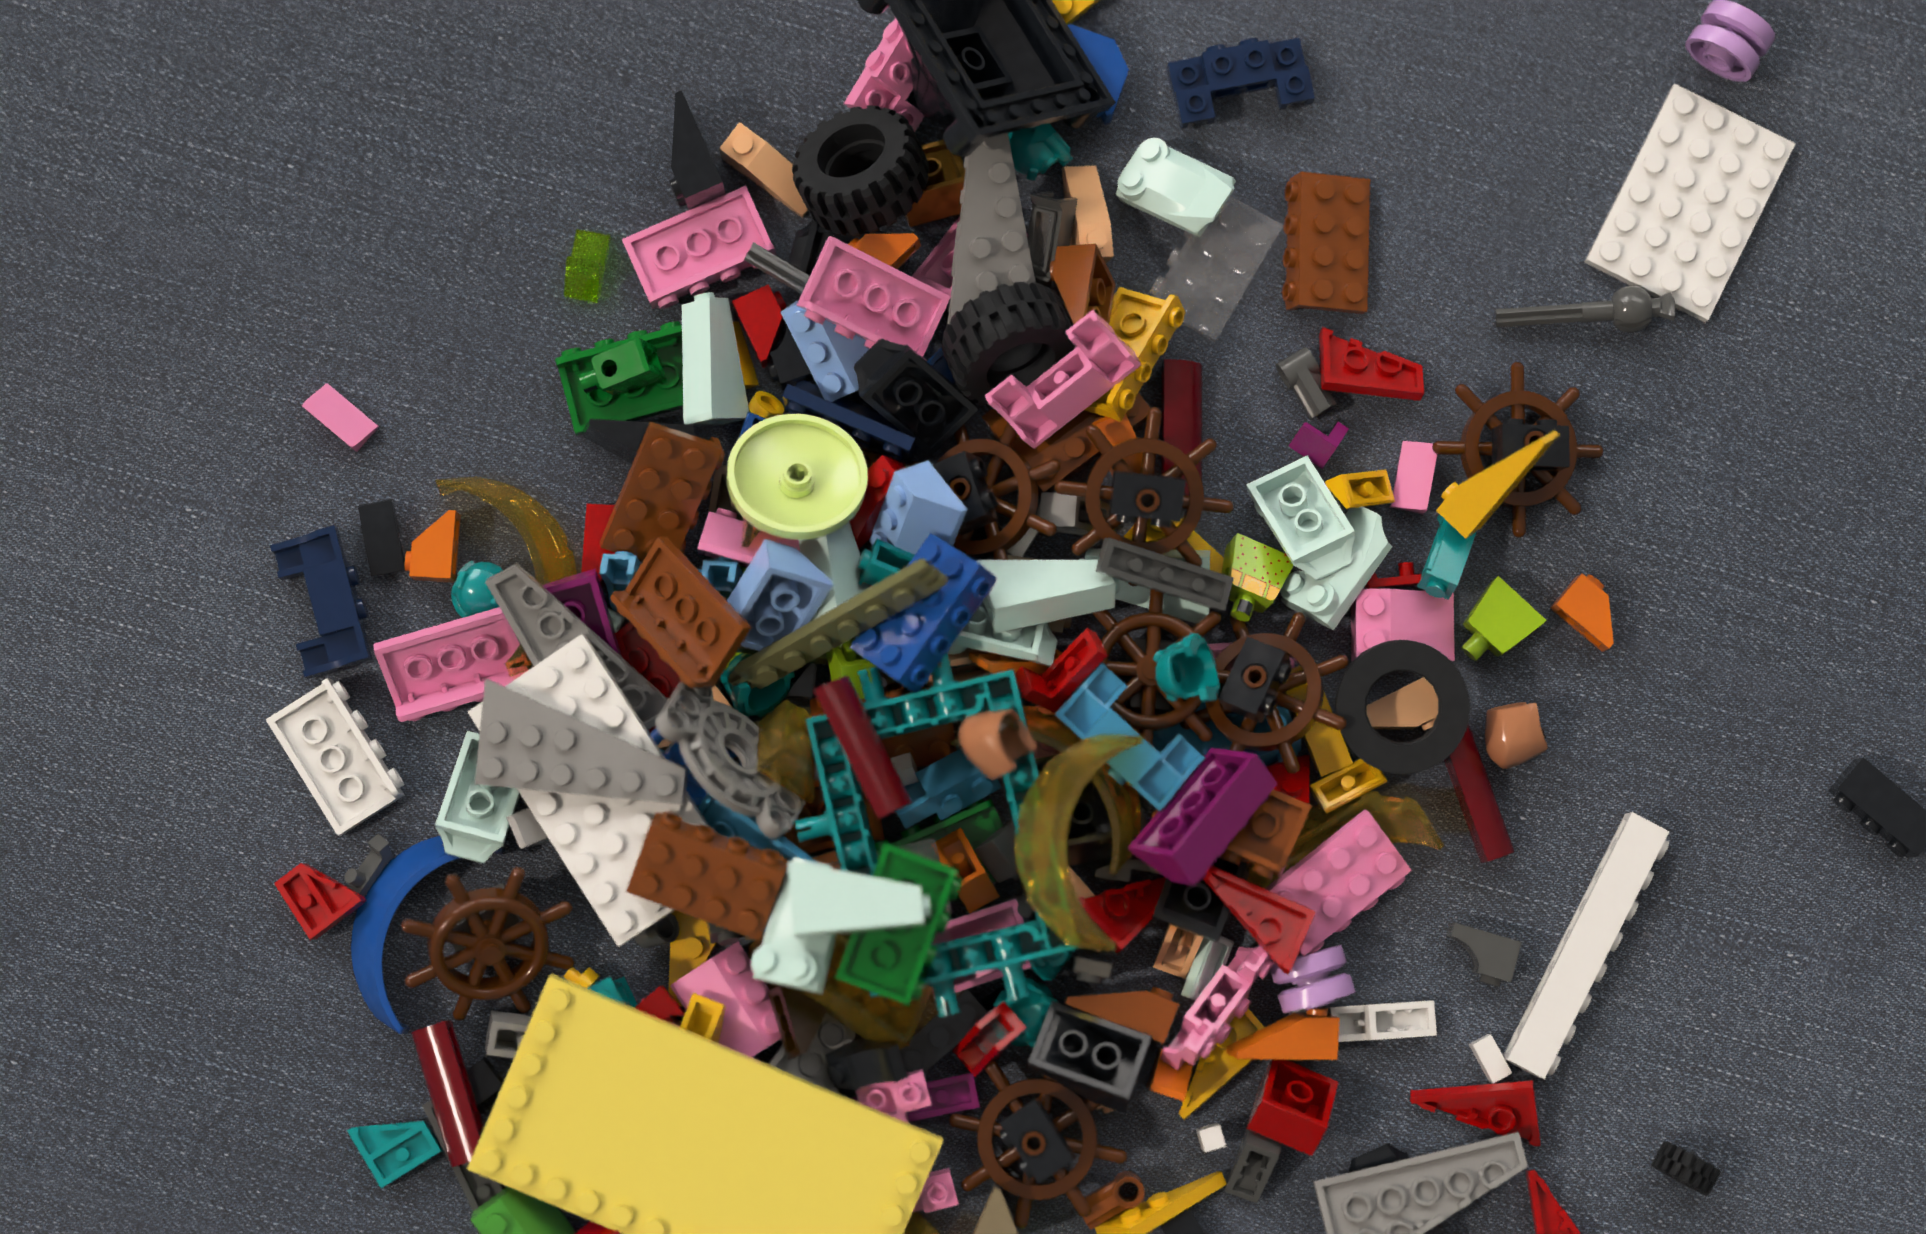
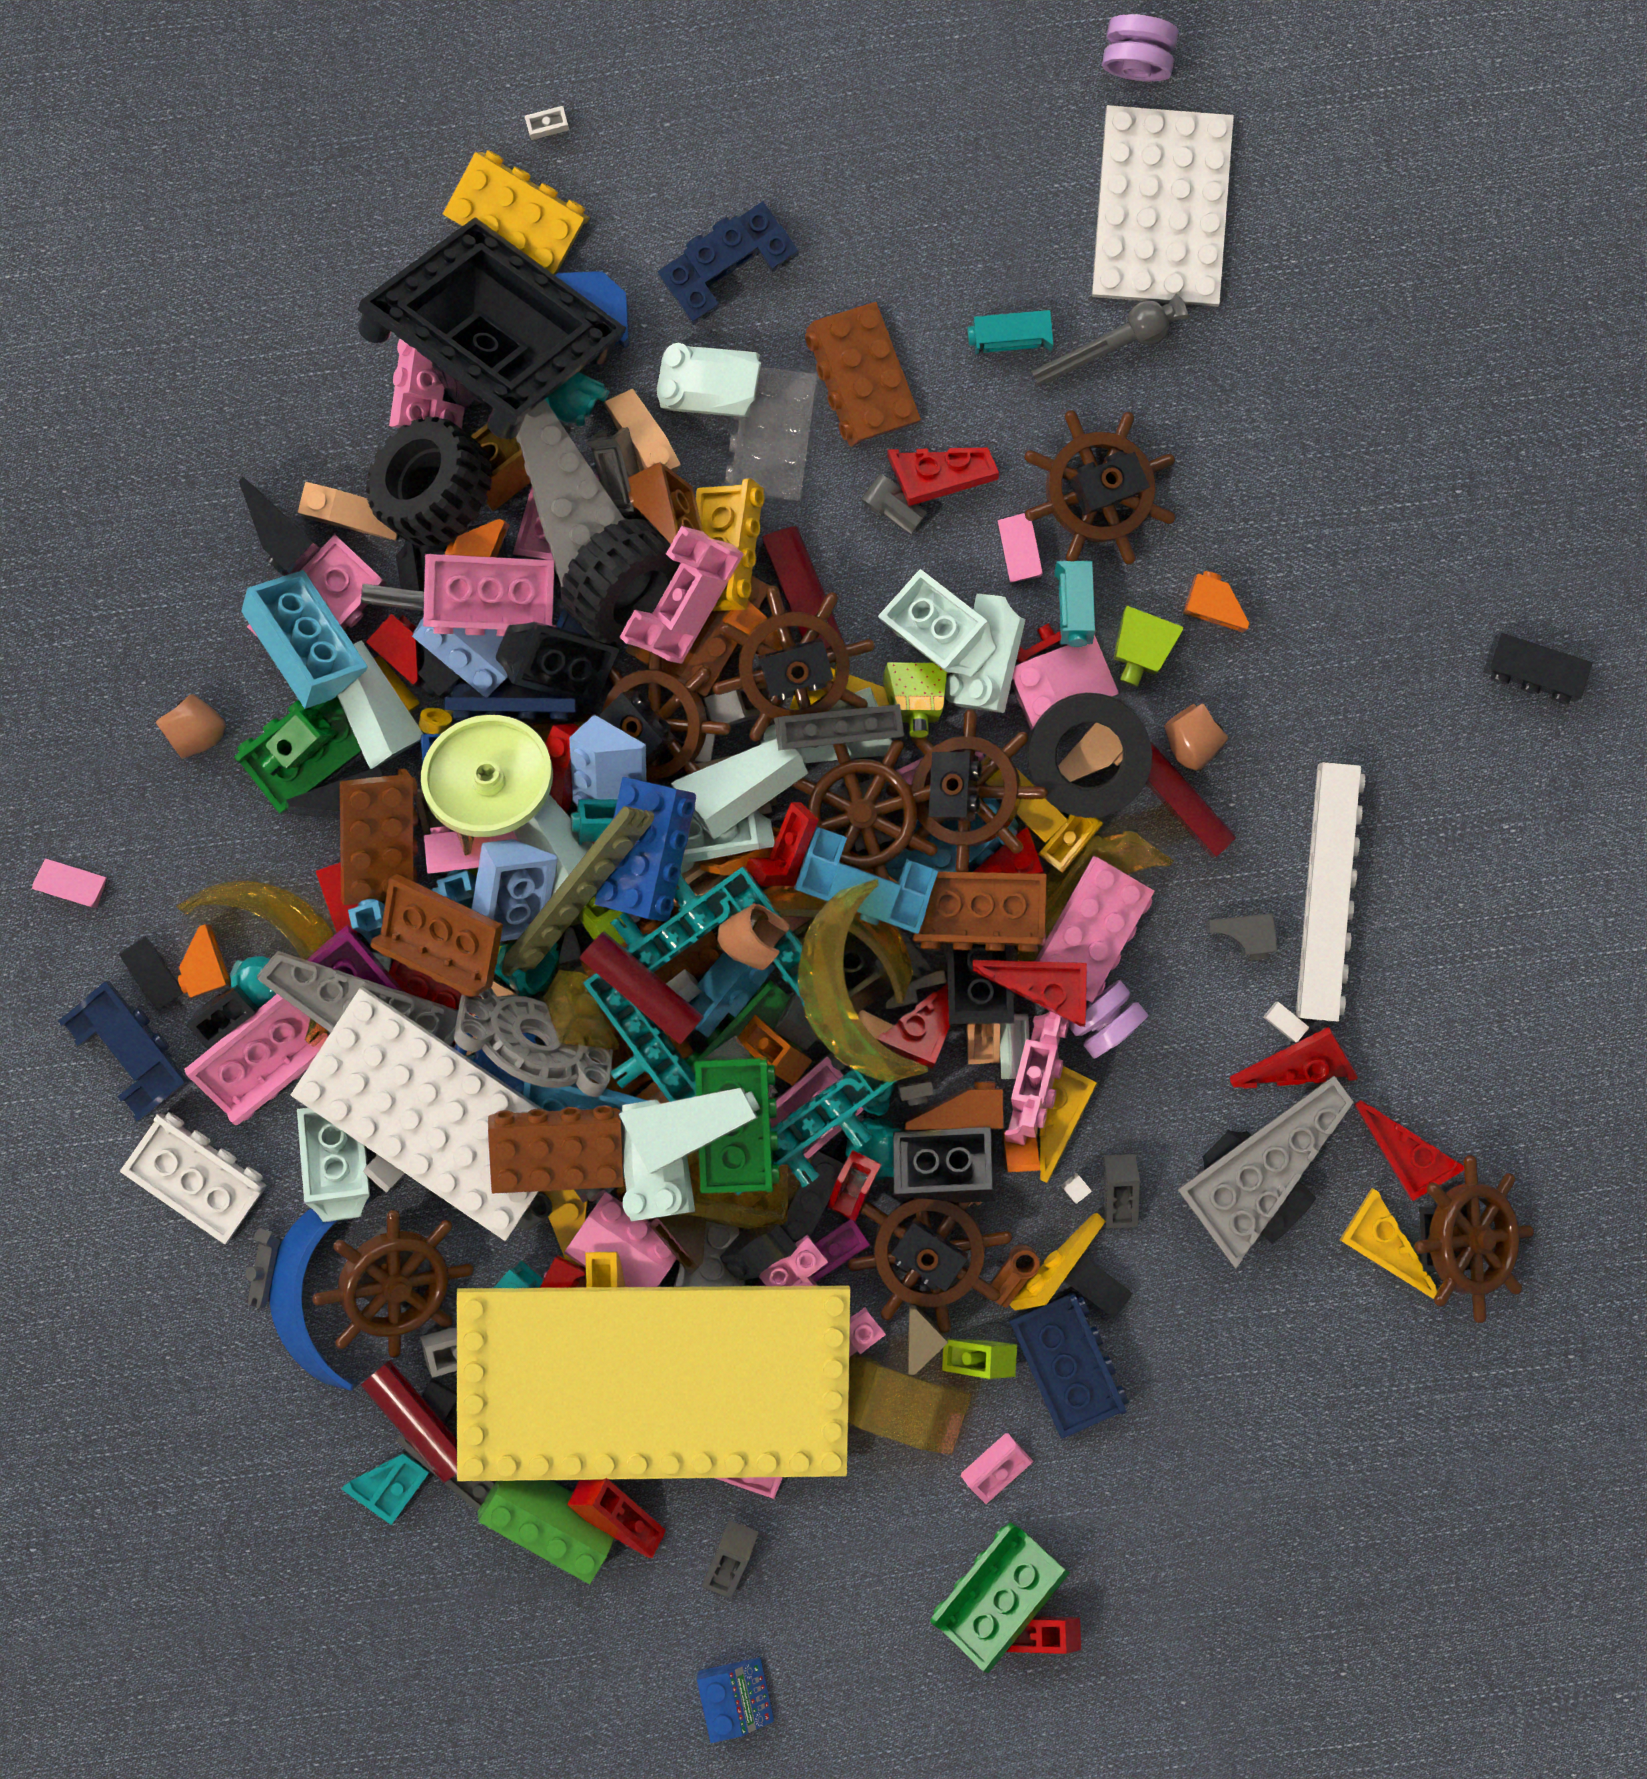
camera: 25 degrees left, 5 degrees up
(317, 899) = (230, 1305): red wing -> none
(433, 607) = (221, 1016): none -> black arch
(526, 313) = (192, 726): none -> nougat piece
(551, 751) = (380, 1099): light grey wing -> none
(586, 266) = (226, 662): clear neon green slope -> none
(586, 979) = (486, 1280): yellow tile -> none
(672, 270) = (303, 637): none -> medium azure slope
(1187, 670) = (892, 802): teal helmet -> none
(1204, 815) = (957, 922): magenta slope -> none
(1293, 1105) = (1134, 1133): red brick -> none
(1294, 1037) = (1112, 1075): orange slope -> none
(1316, 444) = (925, 557): magenta panel -> none
(1362, 489) = (979, 579): yellow slope -> none
(1384, 1020) = (1166, 1036): white slope -> none
(1478, 497) = (1081, 547): yellow slope -> none
(1491, 262) = (1011, 332): none -> teal window
(1686, 1168) = (1488, 1046): black tyre -> none

